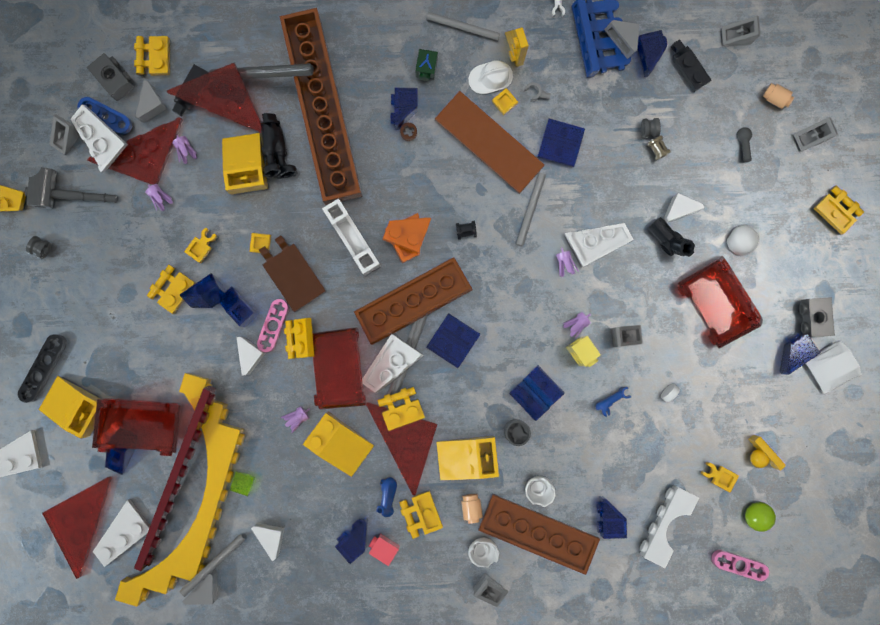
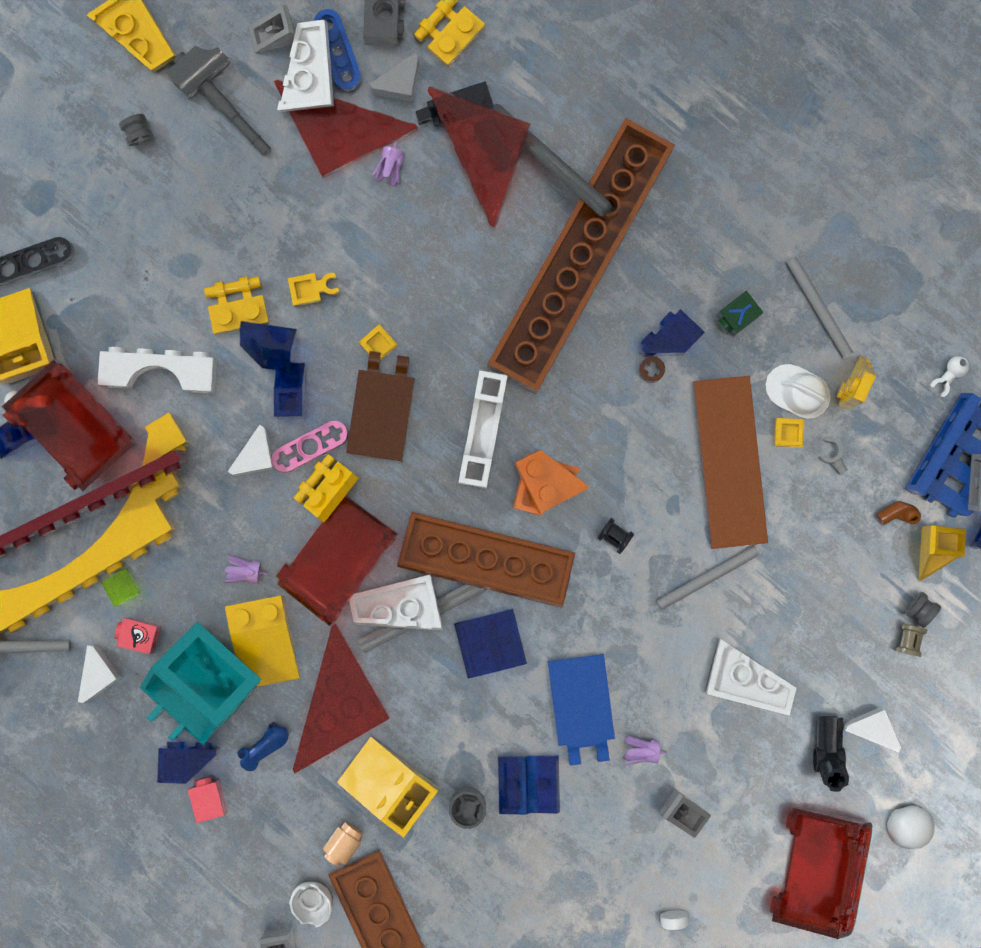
camera: 40 degrees right, 0 degrees up
(142, 373) = (122, 369): none -> white arch
(155, 194) = (314, 187): lavender piece -> none
(243, 164) = (440, 240): yellow slope -> none
(272, 499) = (137, 635): none -> coral brick
(274, 146) = (490, 252): black piece -> none
(324, 495) = (198, 684): none -> teal piece
(404, 413) = (363, 673): yellow plate -> none
(426, 512) = (289, 804): yellow plate -> none
(527, 329) = (581, 705): none -> blue tile
(540, 491) = (434, 894): white hair -> none
(561, 142) = (809, 535): clear blue slope -> none
(565, 258) = (694, 667): lavender piece -> none
(584, 351) = (620, 787): light yellow brick -> none
(594, 90) = (901, 511): none -> dark orange arm
(605, 403) = (597, 866): blue piece -> none
(630, 90) = (939, 548): none -> yellow slope

